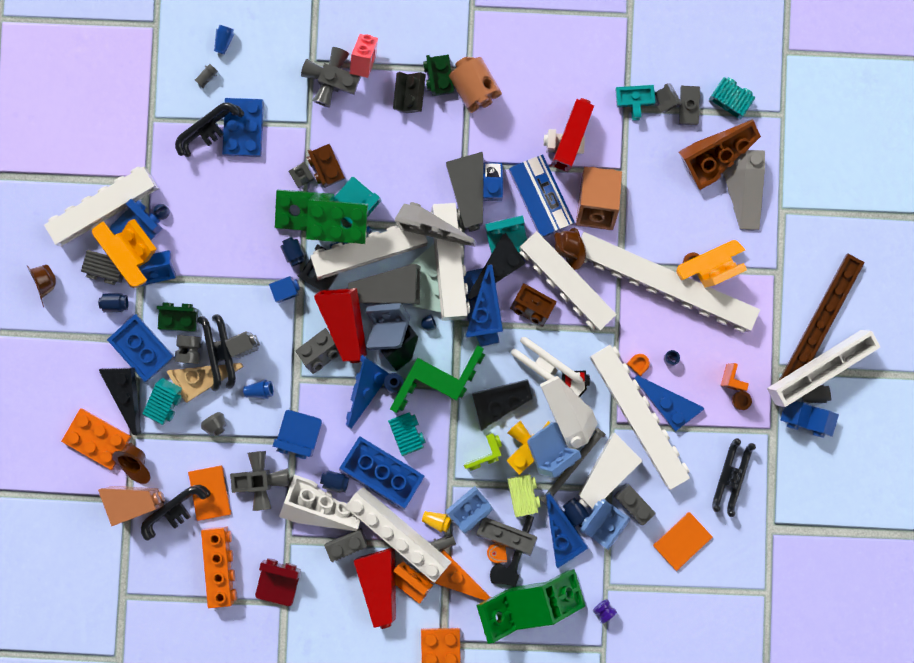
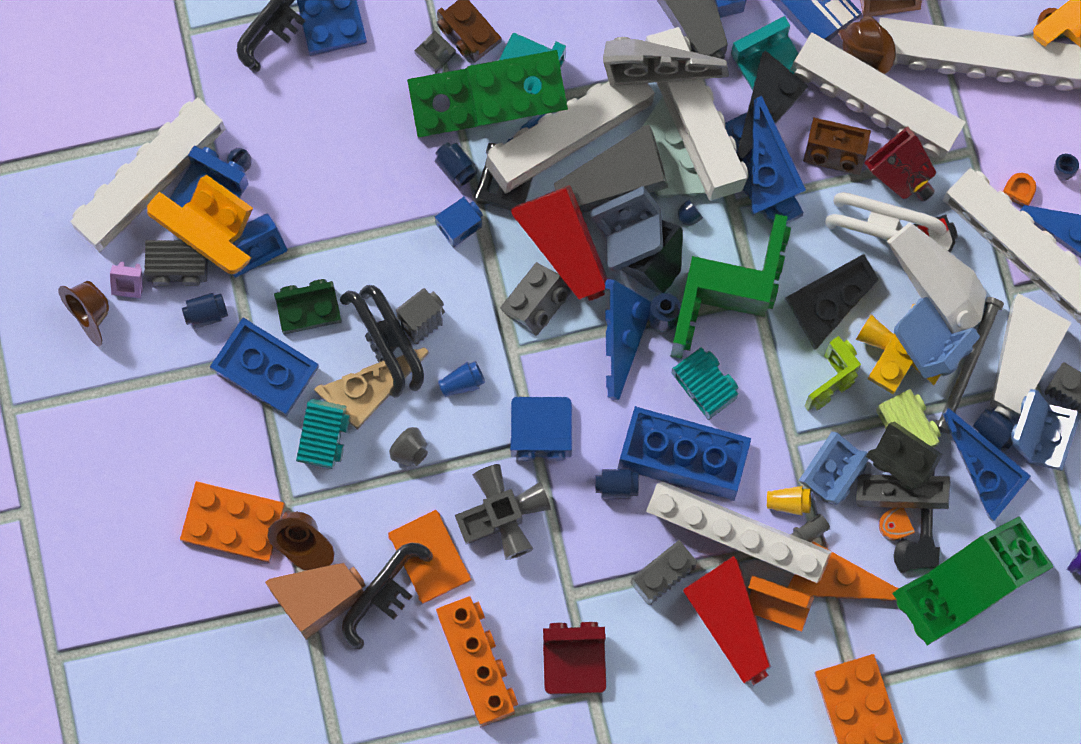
camera: 20 degrees left, 10 degrees down
(70, 271) = (126, 280): none -> lavender tile
(123, 389) = (255, 435): black wing -> none
(188, 342) = (335, 337): dark grey wheel -> none
(313, 506) = (592, 530): white wedge -> none
(512, 518) = (905, 457): none -> pearl dark grey bracket
(568, 332) = (904, 166): none -> dark red torso

